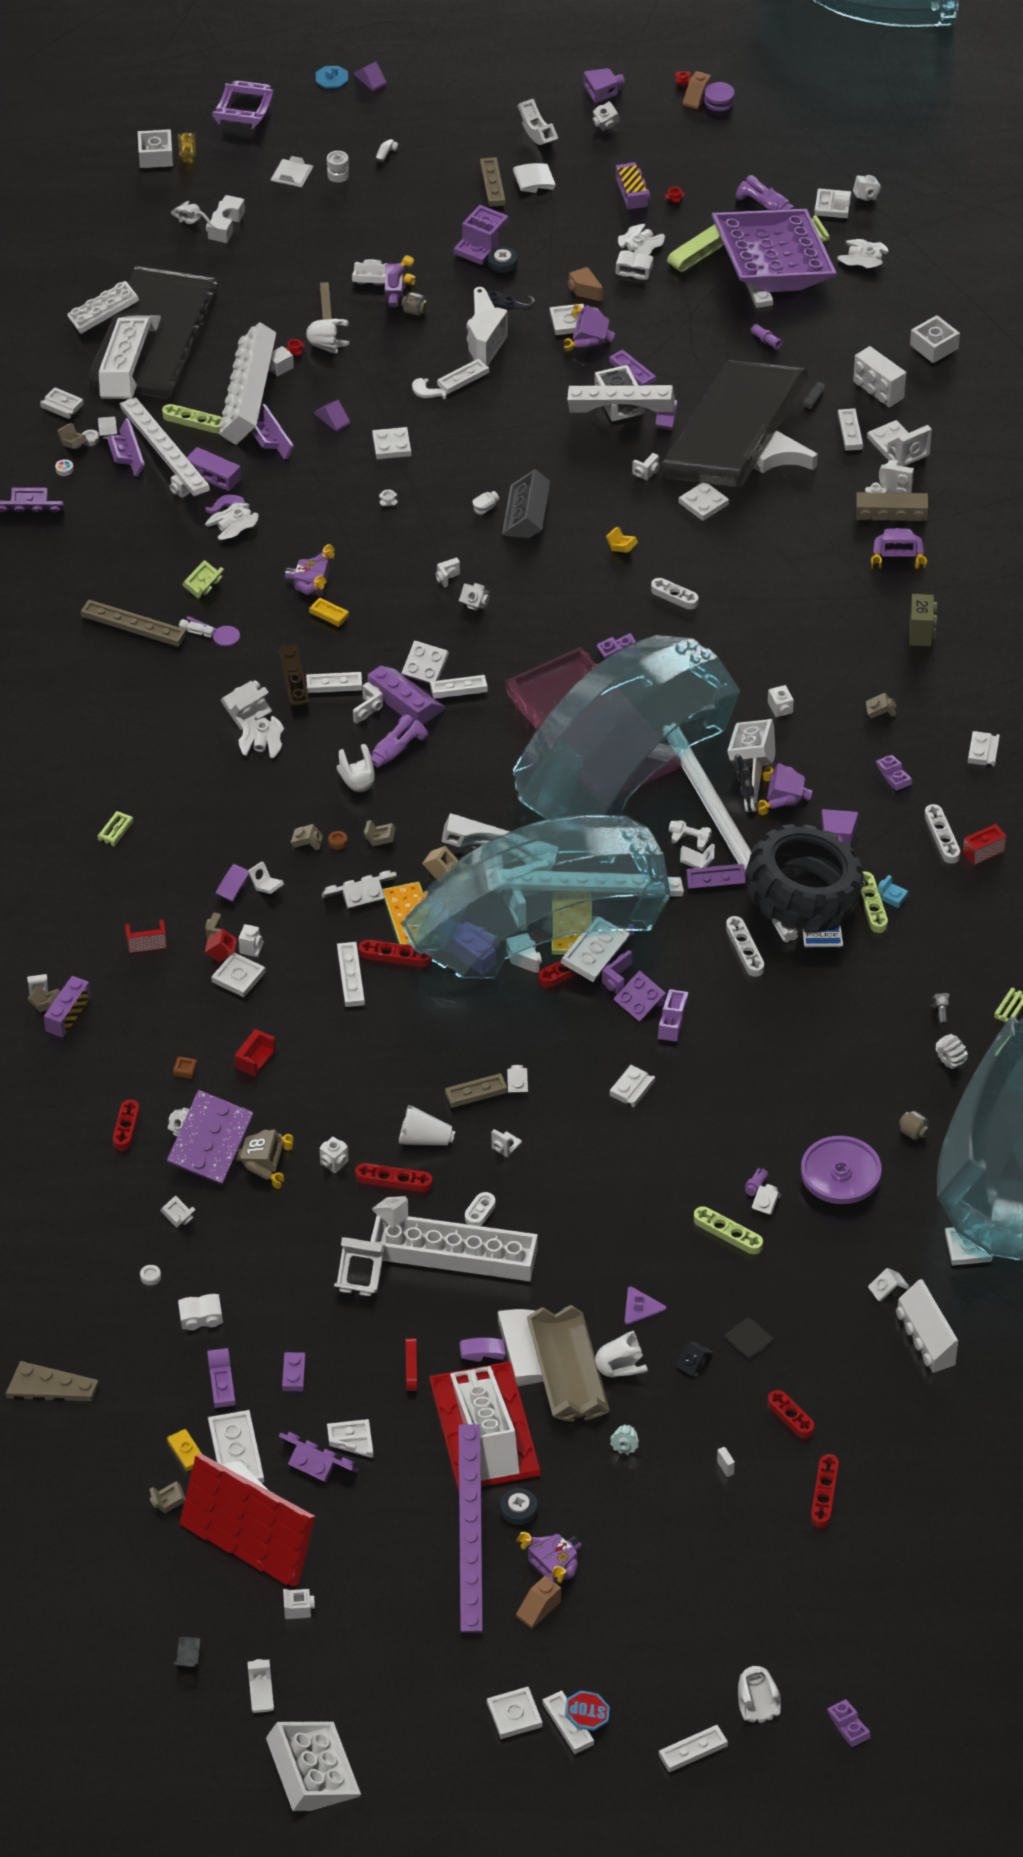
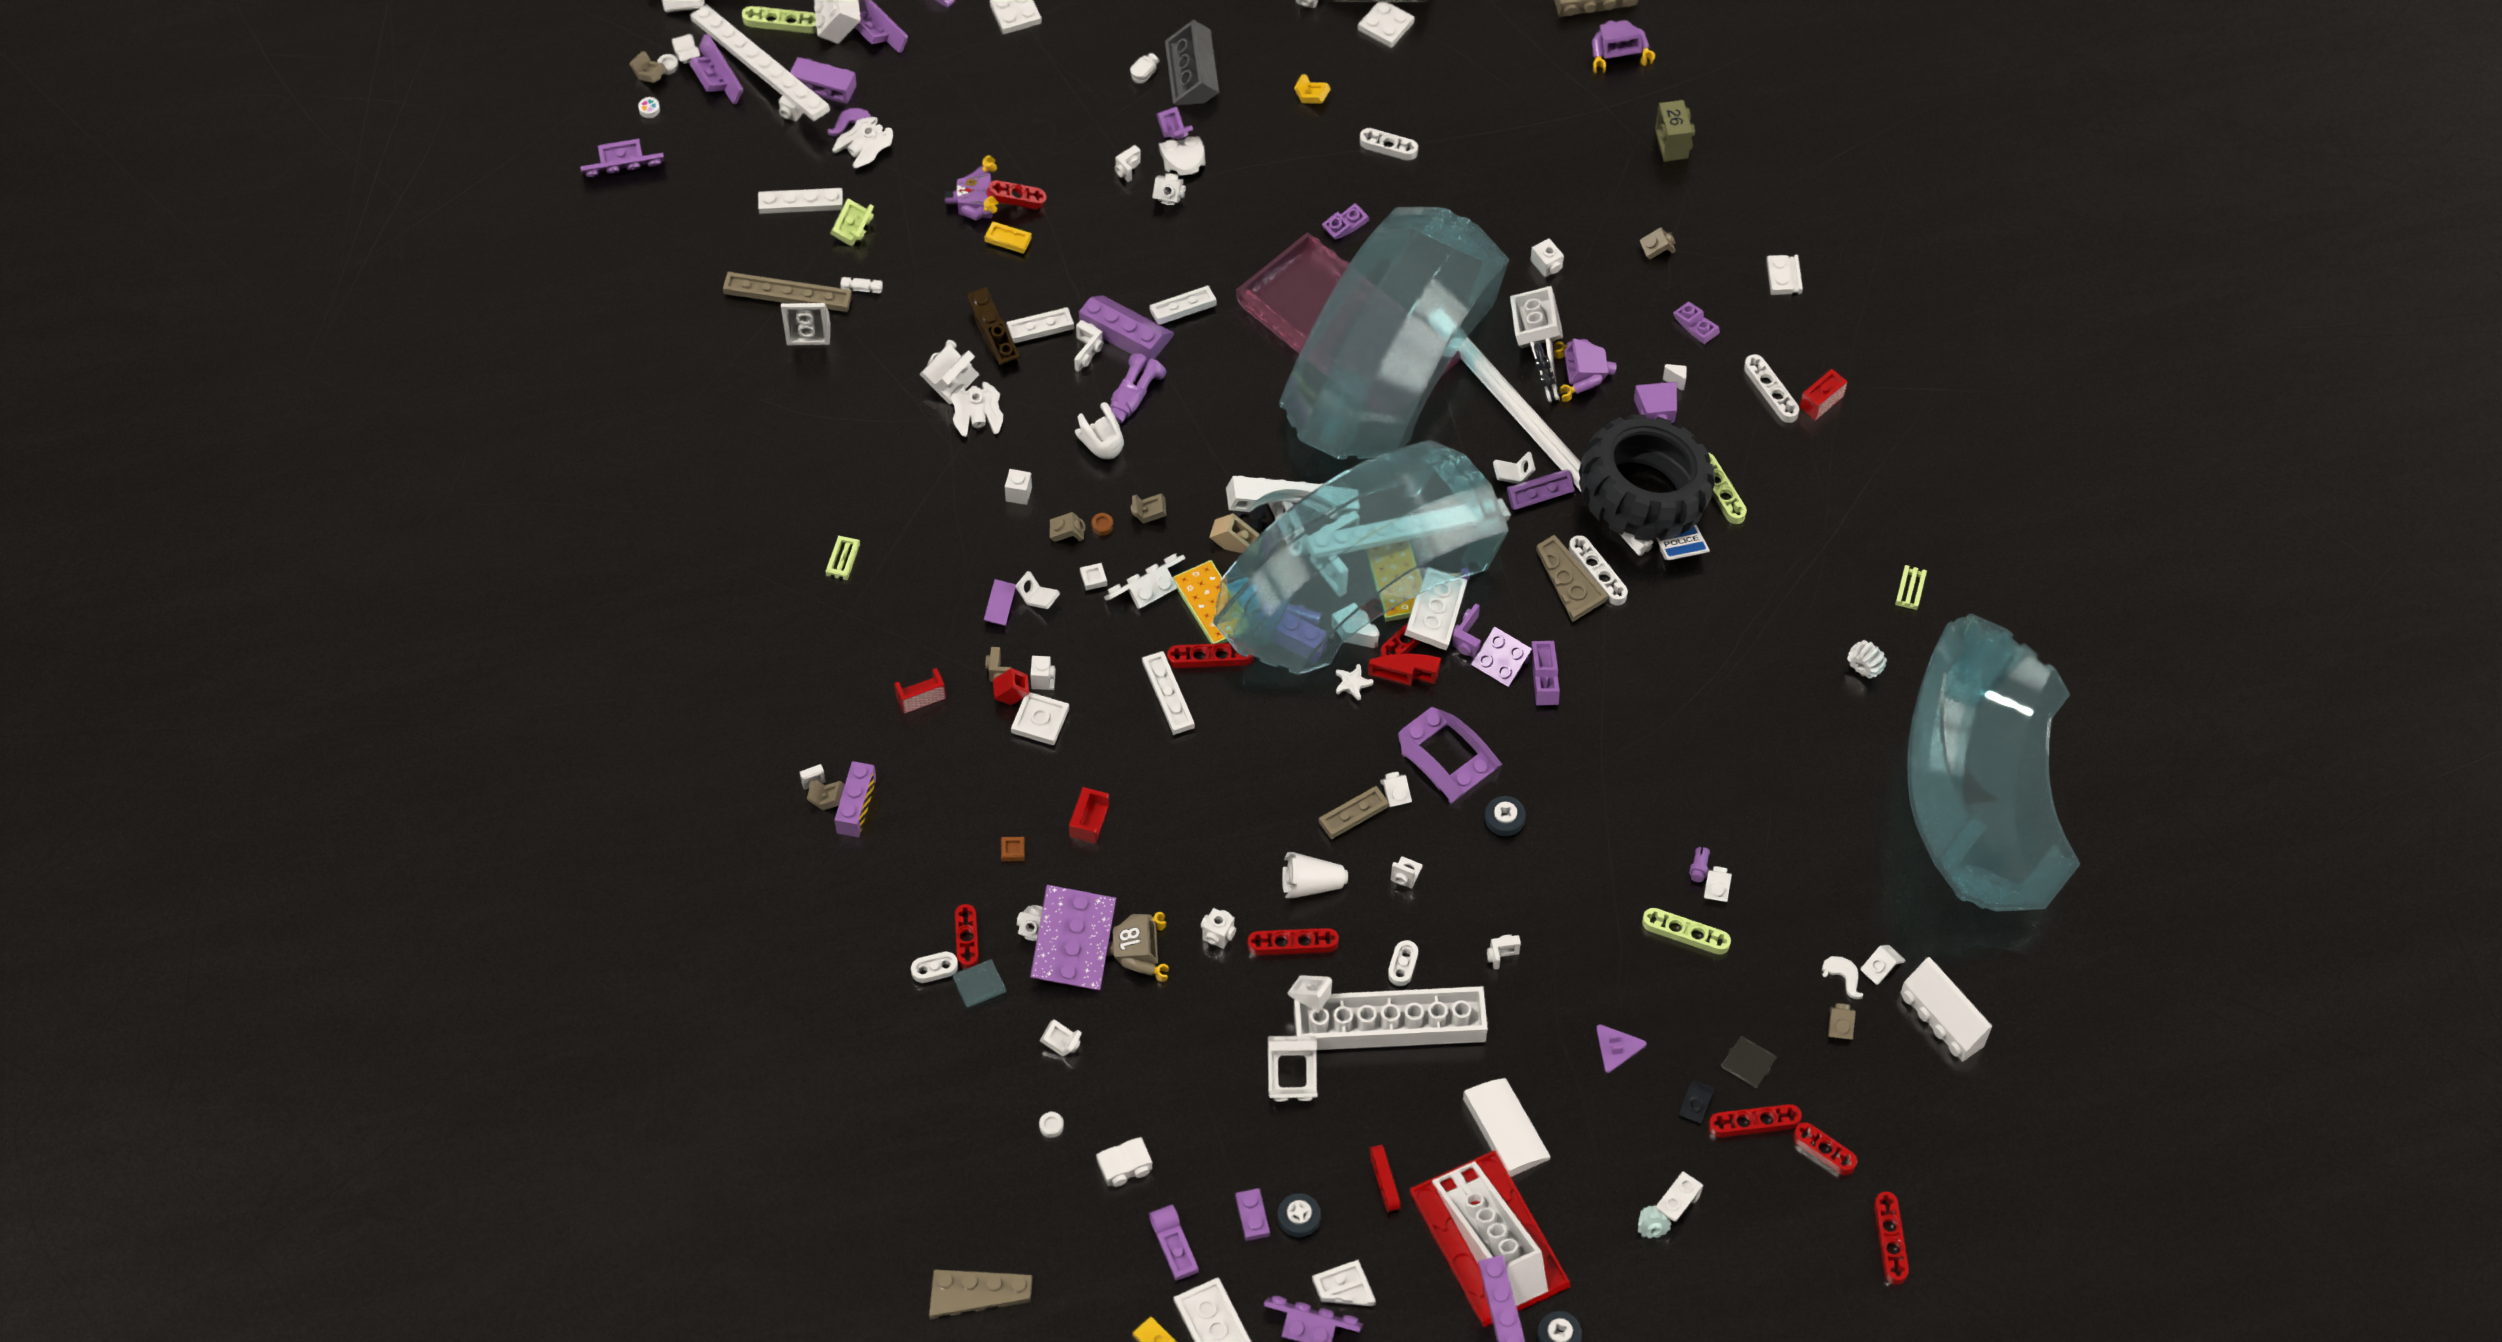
camera: 15 degrees left, 10 degrees up
(62, 403) = (623, 26): white plate -> none
(92, 1141) = (934, 966): none -> white plate
(125, 1160) = (979, 983): none -> clear light blue piece
(139, 646) = (806, 323): none -> white slope
(166, 557) = (800, 200): none -> white plate
(223, 635) = (894, 288): medium lavender piece -> none
(276, 799) = (1018, 486): none -> white brick
(317, 877) = (1093, 576): none -> white plate
(331, 1378) = (1299, 1206): none -> black wheel
(355, 588) = (1030, 196): none -> red beam
(388, 498) = (1032, 82): white plate -> none
(425, 662) = (1137, 282): white plate -> none
(476, 1348) = (1456, 1140): medium lavender slope -> none
(494, 547) = (1172, 125): none -> medium lavender bracket
(496, 574) = (1183, 155): none -> white slope
(507, 994) = (1352, 682): none -> white animal
(555, 990) = (1405, 668): none -> red slope
(567, 1213) = (1502, 946): none -> white bracket
(568, 1364) = (1561, 1140): dark tan cylinder -> none
(576, 1082) = (1466, 776): none -> medium lavender wedge
(602, 1116) = (1505, 824): none -> black wheel
(620, 1357) = (1616, 1120): white hair -> none
(632, 1086) = (1525, 770): white plate -> none
(652, 1420) = (1679, 1196): none -> white bracket
(680, 830) = (1484, 438): white piece -> none
(719, 951) = (1573, 583): none -> dark tan wing
(725, 1461) = (1773, 1226): white tile -> none
(738, 1378) = (1756, 1124): none -> red beam
(837, 1321) = (1841, 1021): none -> dark tan bracket
(841, 1169) = (1791, 832): medium lavender dish -> none
(853, 1282) = (1845, 968): none -> white piece
(862, 807) = (1676, 374): none -> white slope
(891, 893) = (1739, 473): medium azure bracket -> none
(914, 1125) = (1852, 758): dark tan head -> none
(941, 1003) = (1836, 598): piece -> none
(962, 1251) = (1946, 901): white plate -> none

